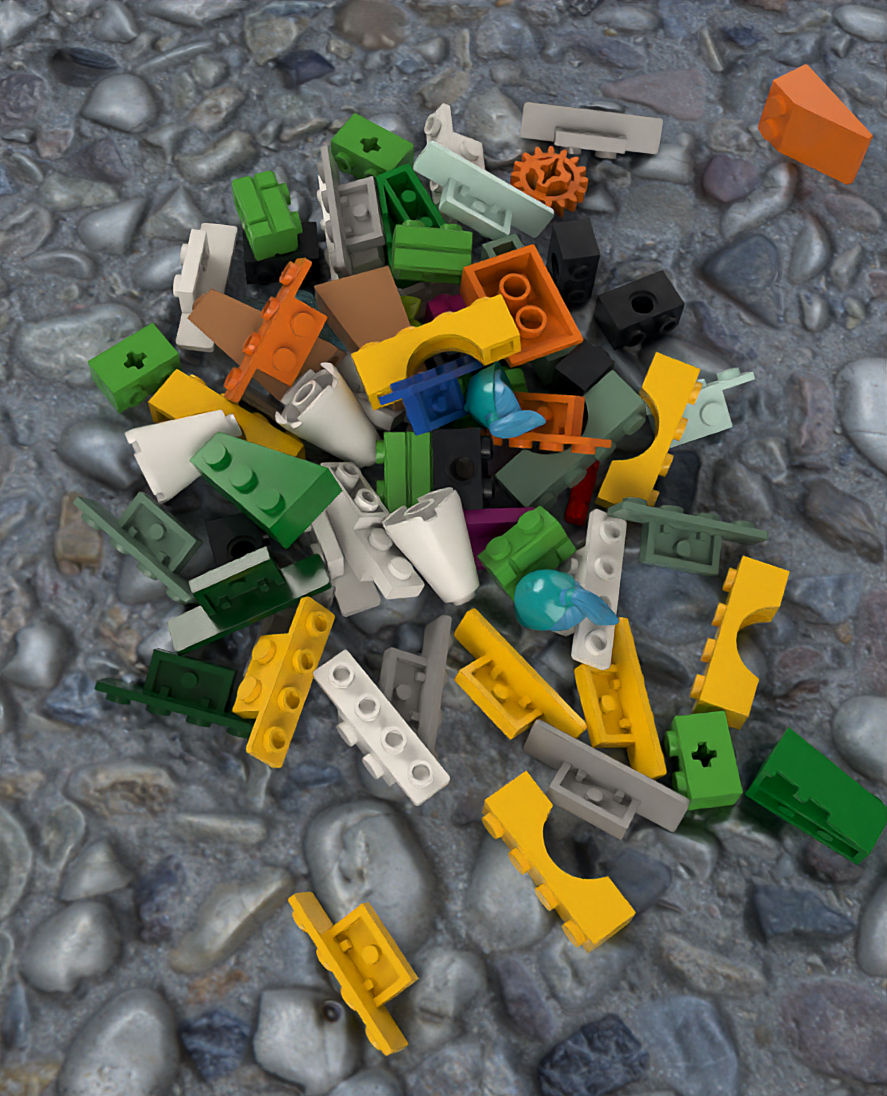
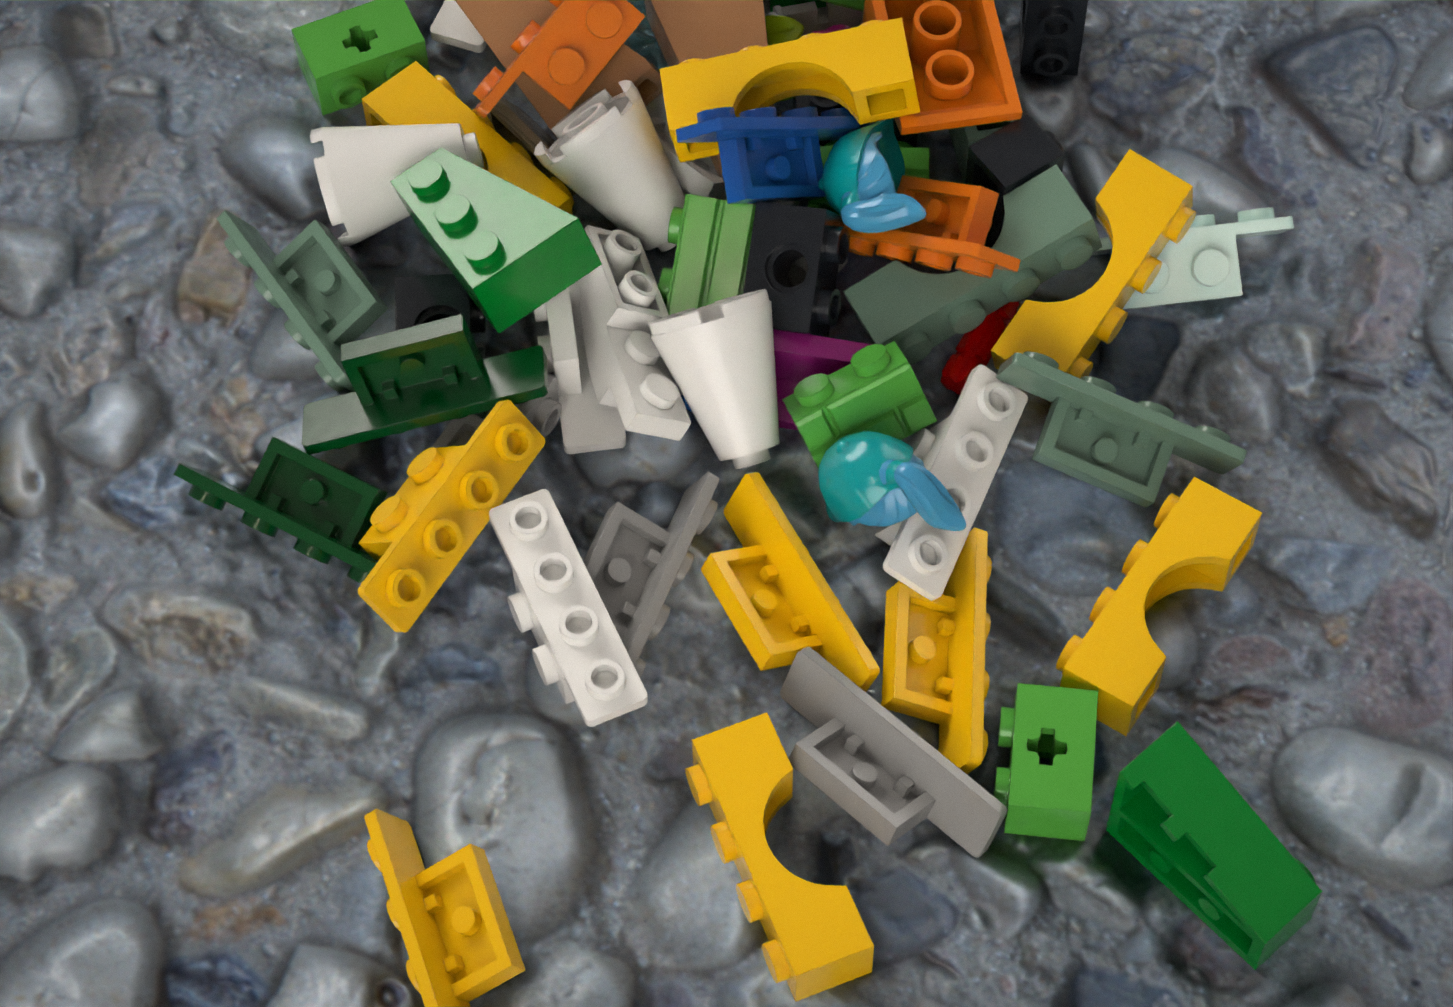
camera: 20 degrees right, 5 degrees down
(650, 295) = (1142, 100): black brick -> none

